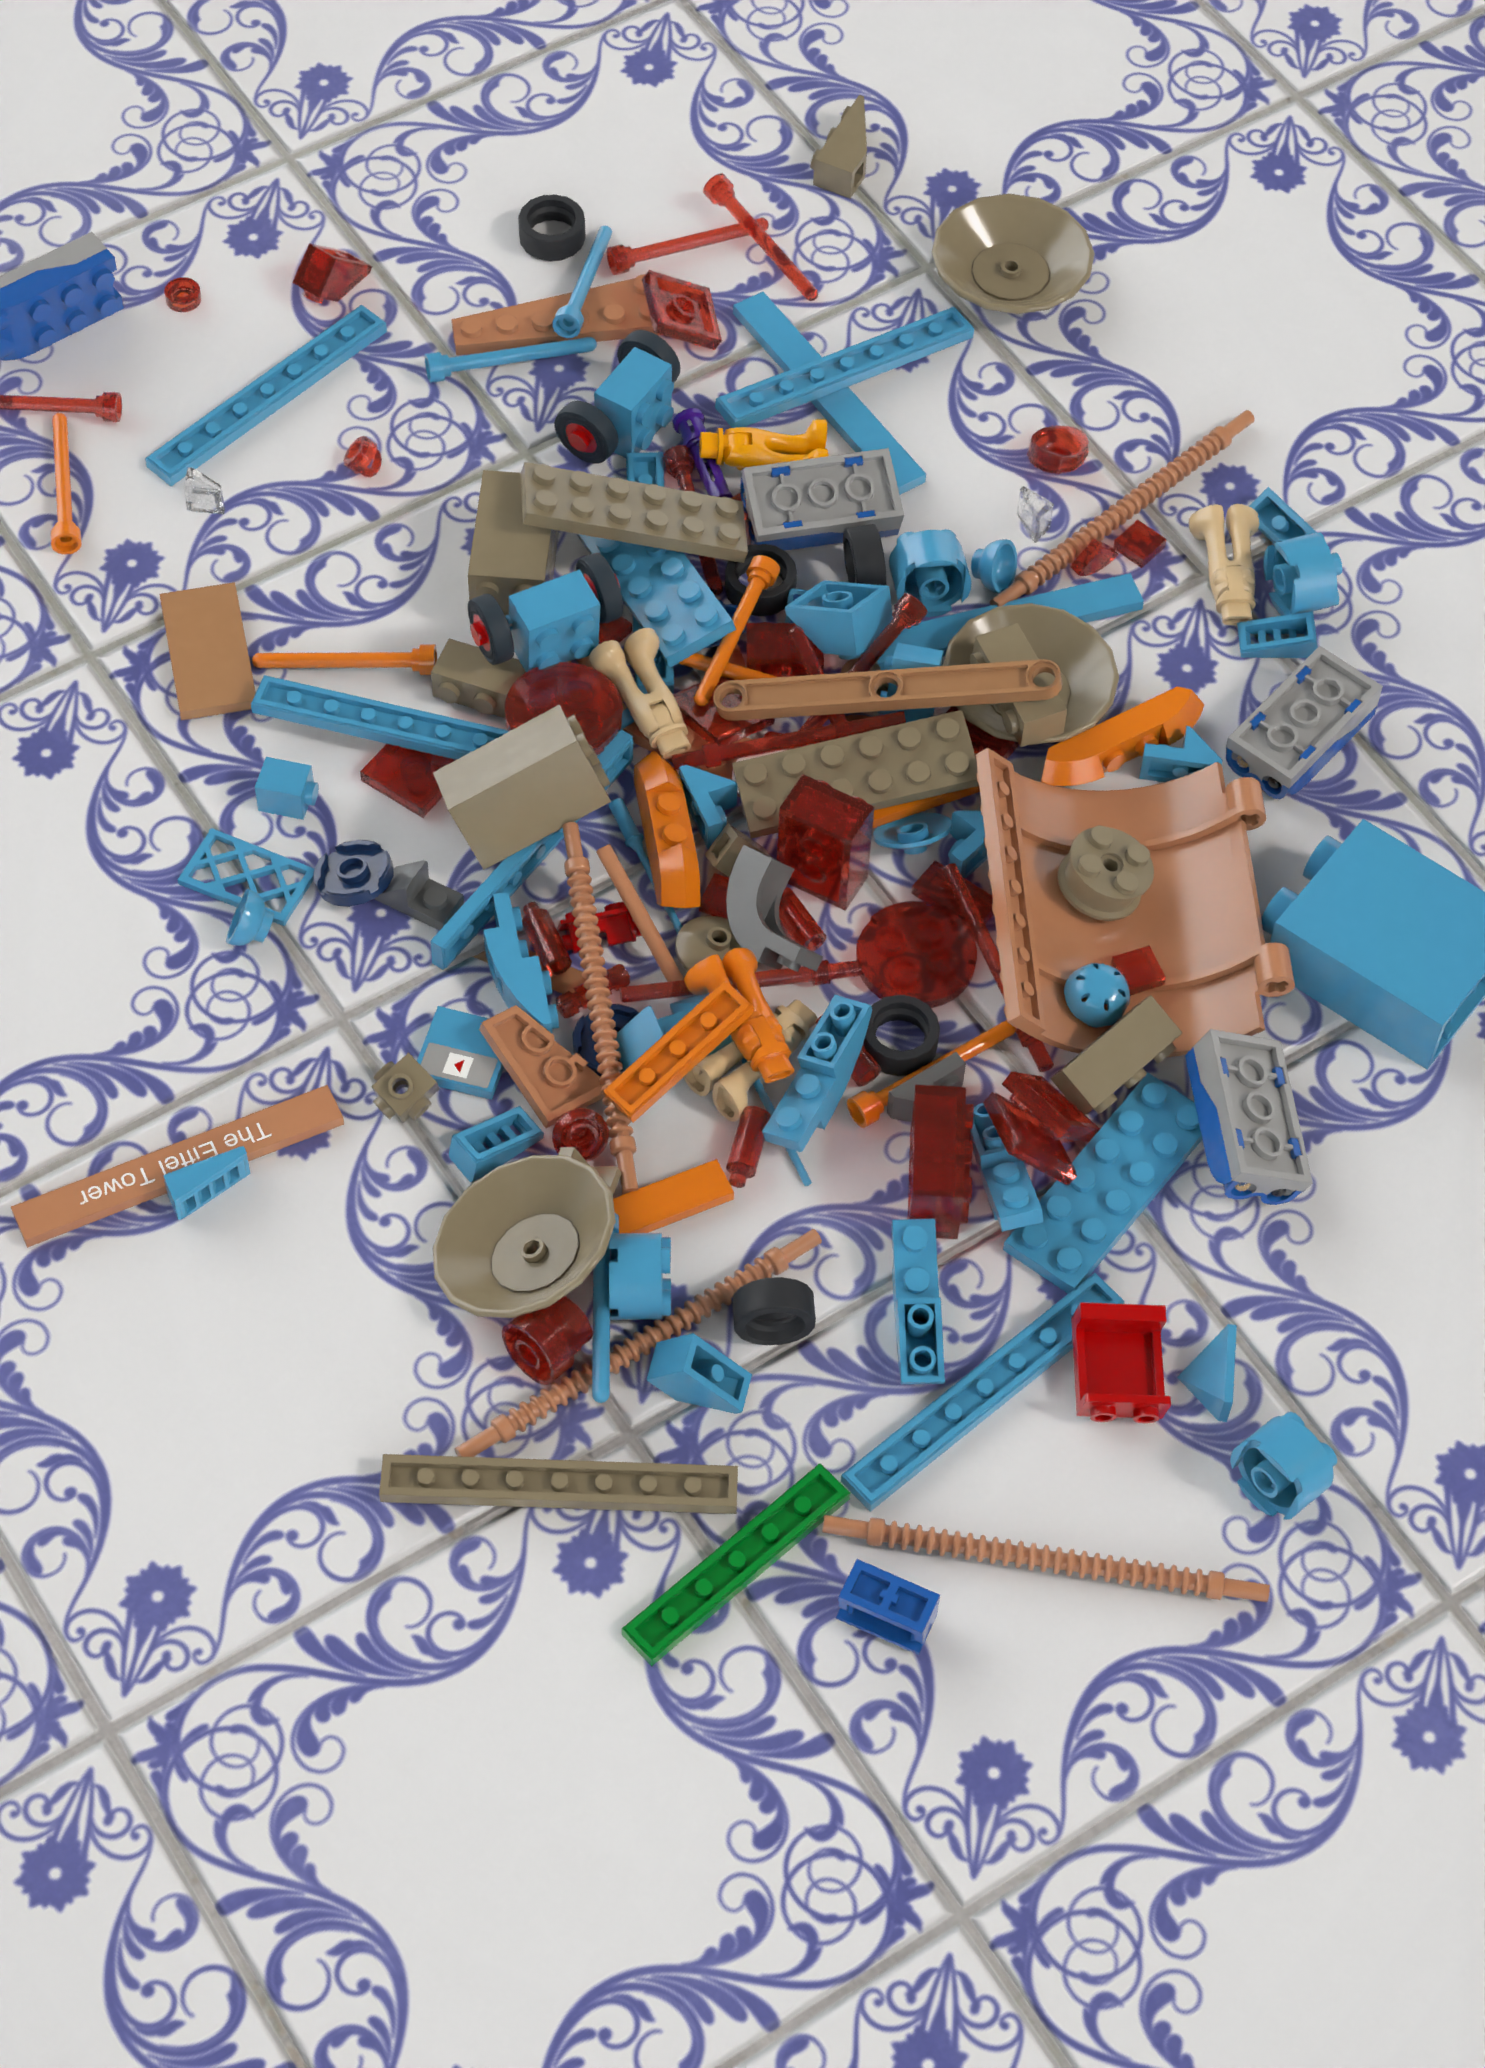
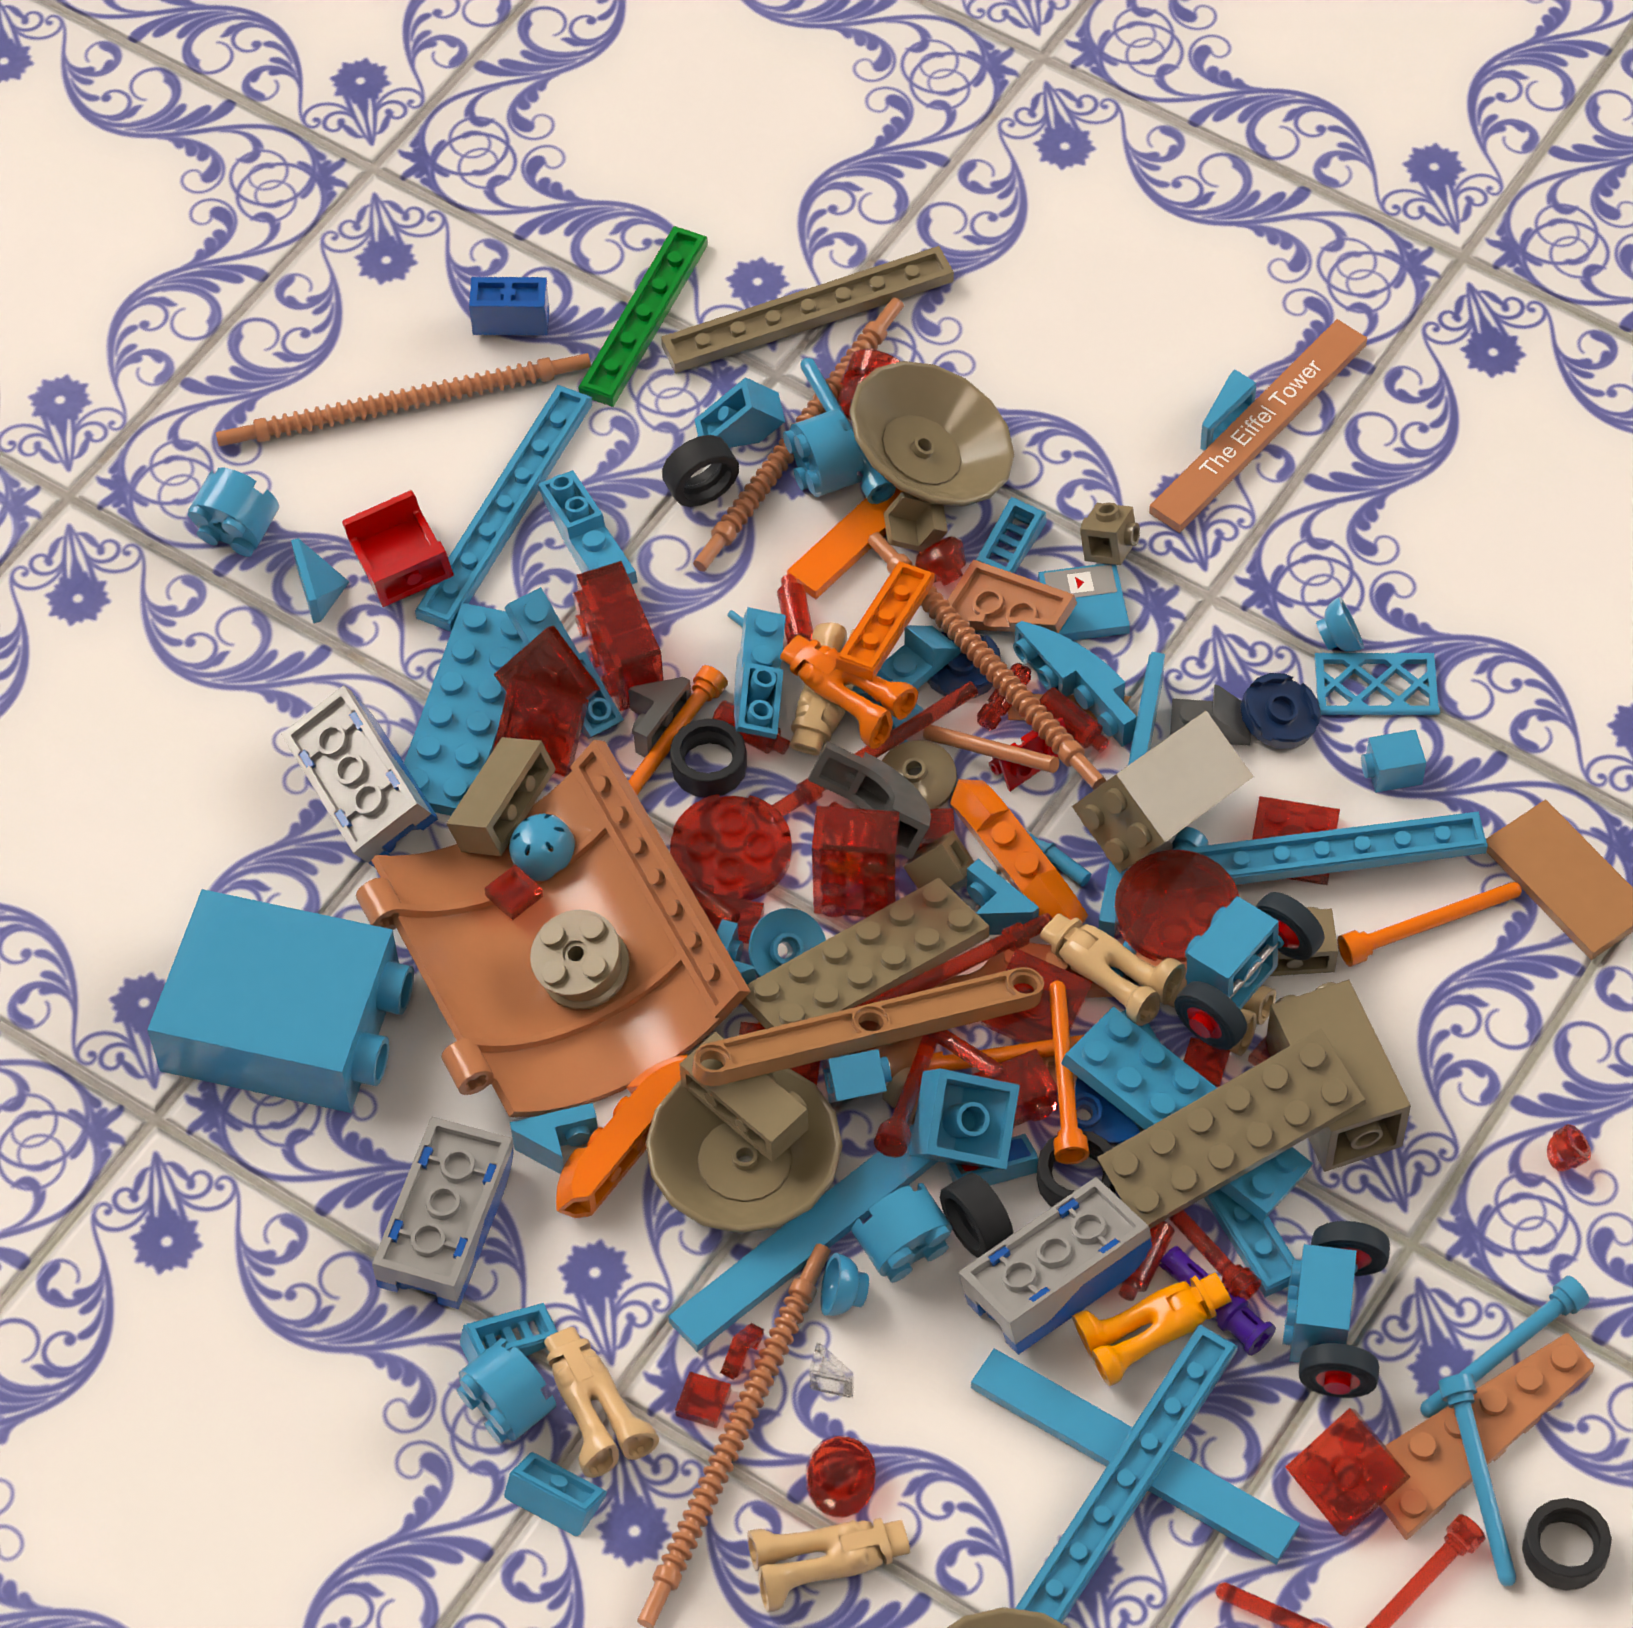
camera: 160 degrees right, 0 degrees up
(1096, 403) = (849, 1551): none -> tan piece

